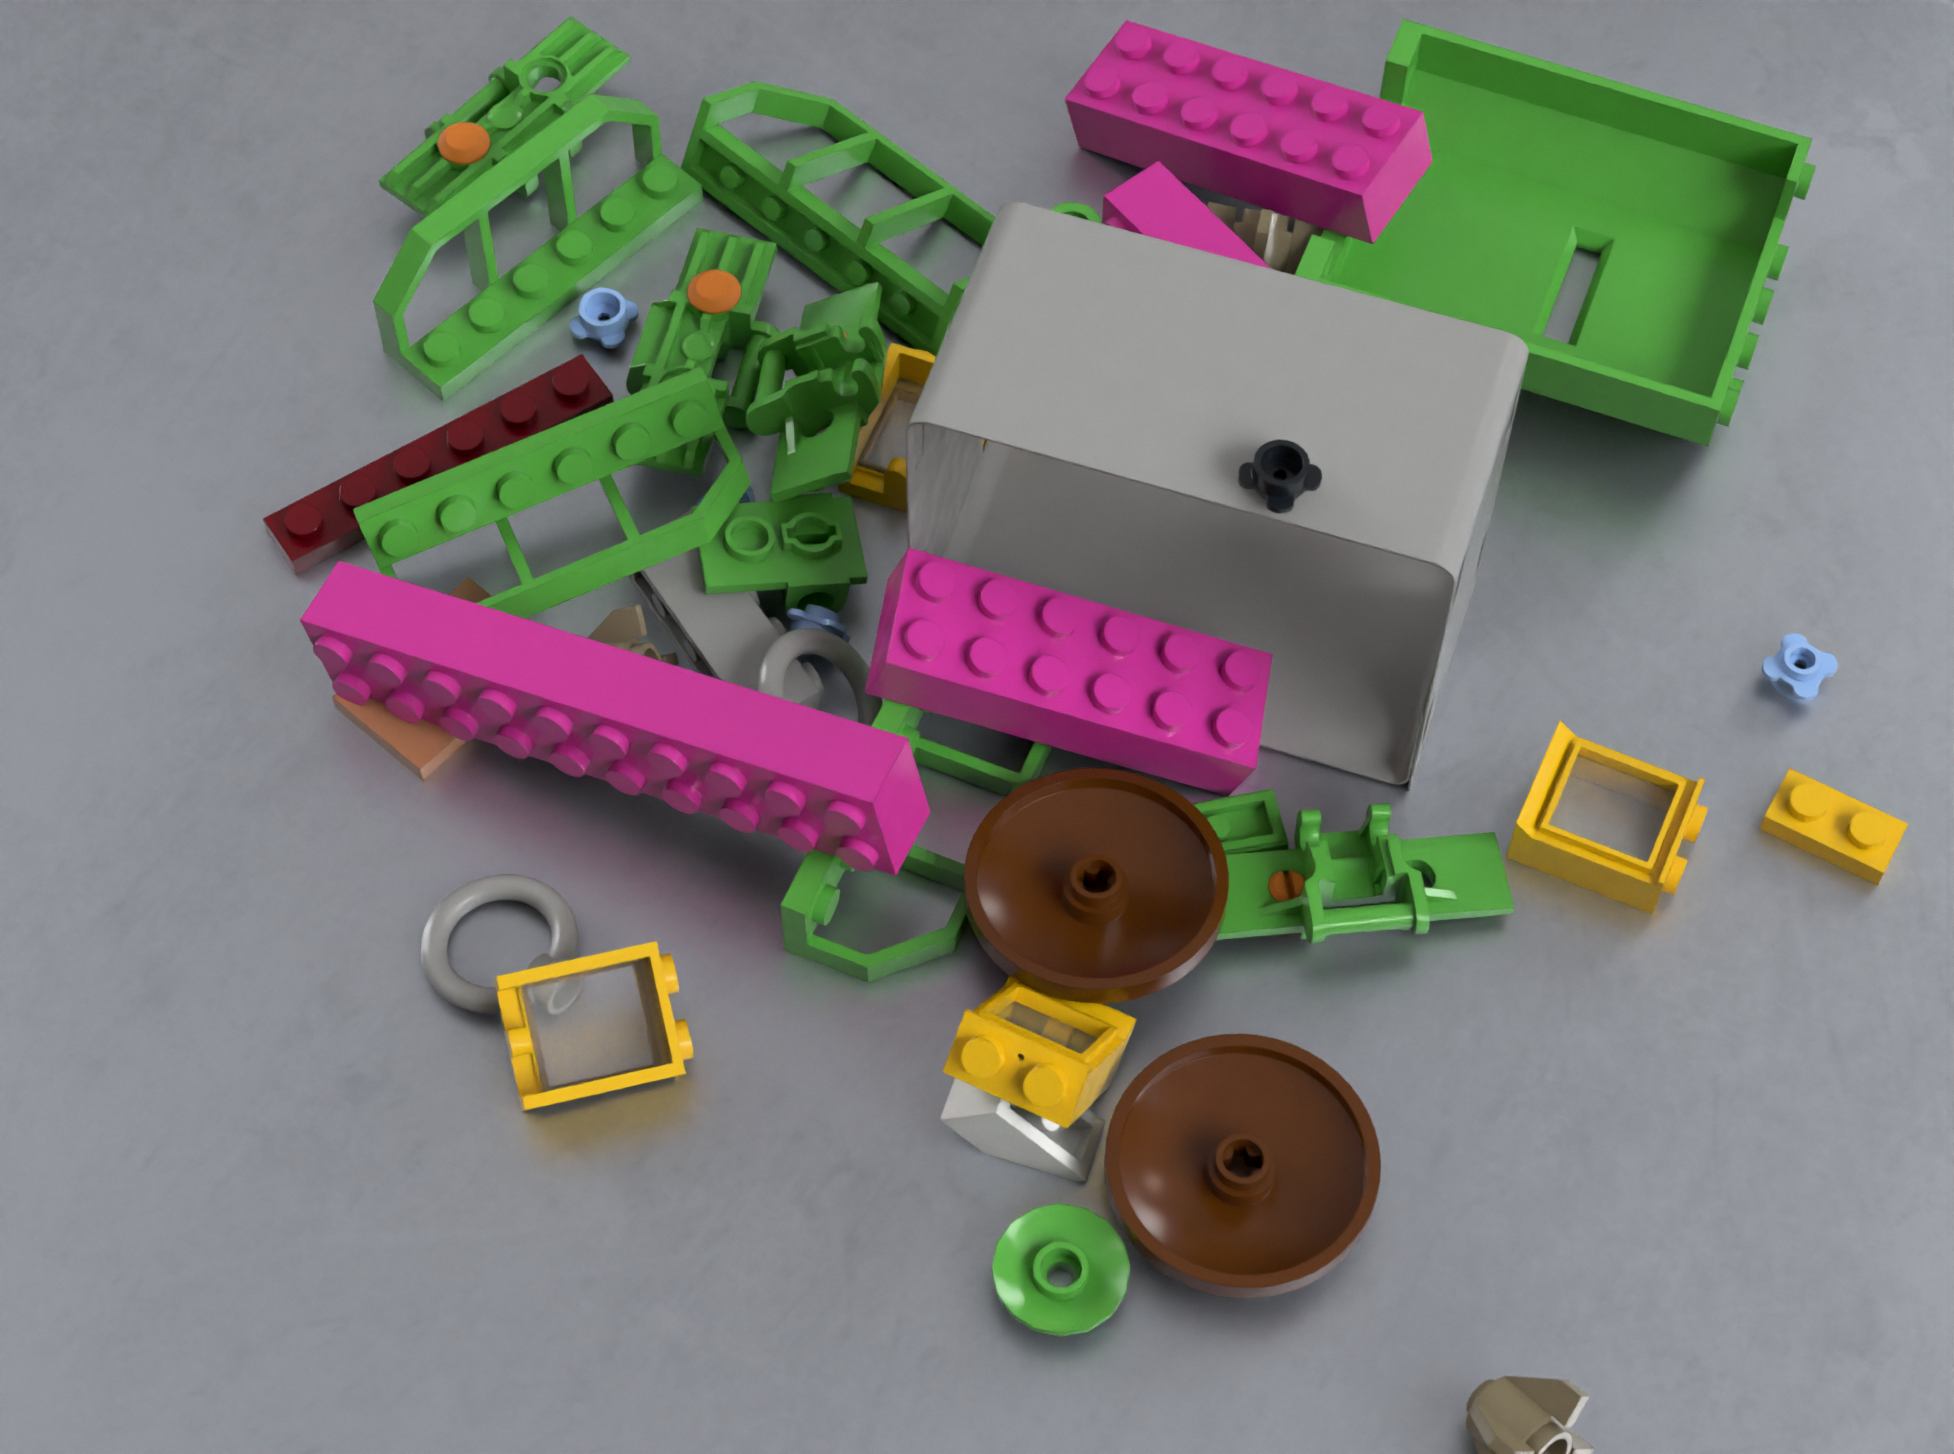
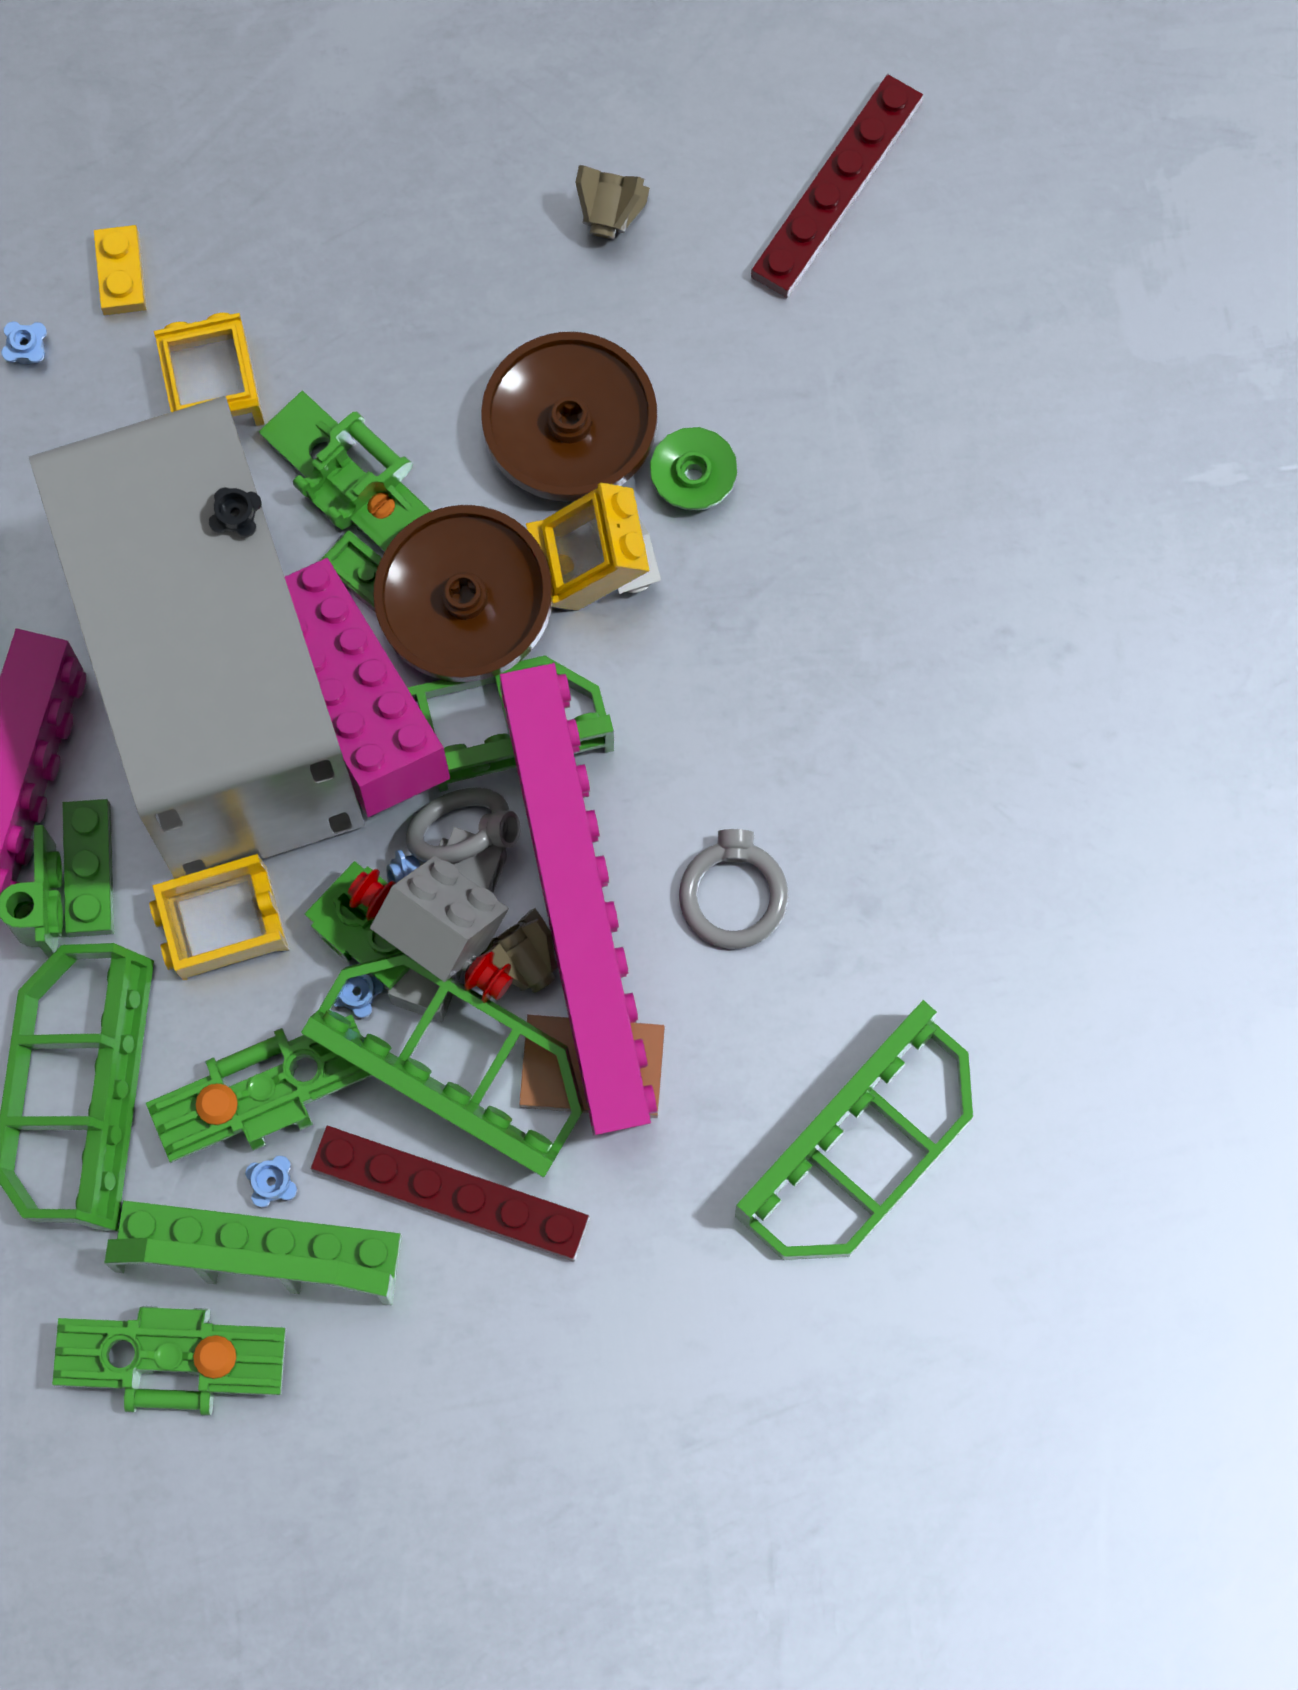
camera: 125 degrees left, 15 degrees up
(147, 873) = (825, 1132): none -> bright green plate
(592, 1025) = (753, 788): window -> none
(705, 563) = (438, 922): none -> light grey brick
(837, 386) = (229, 970): bright green piece -> none

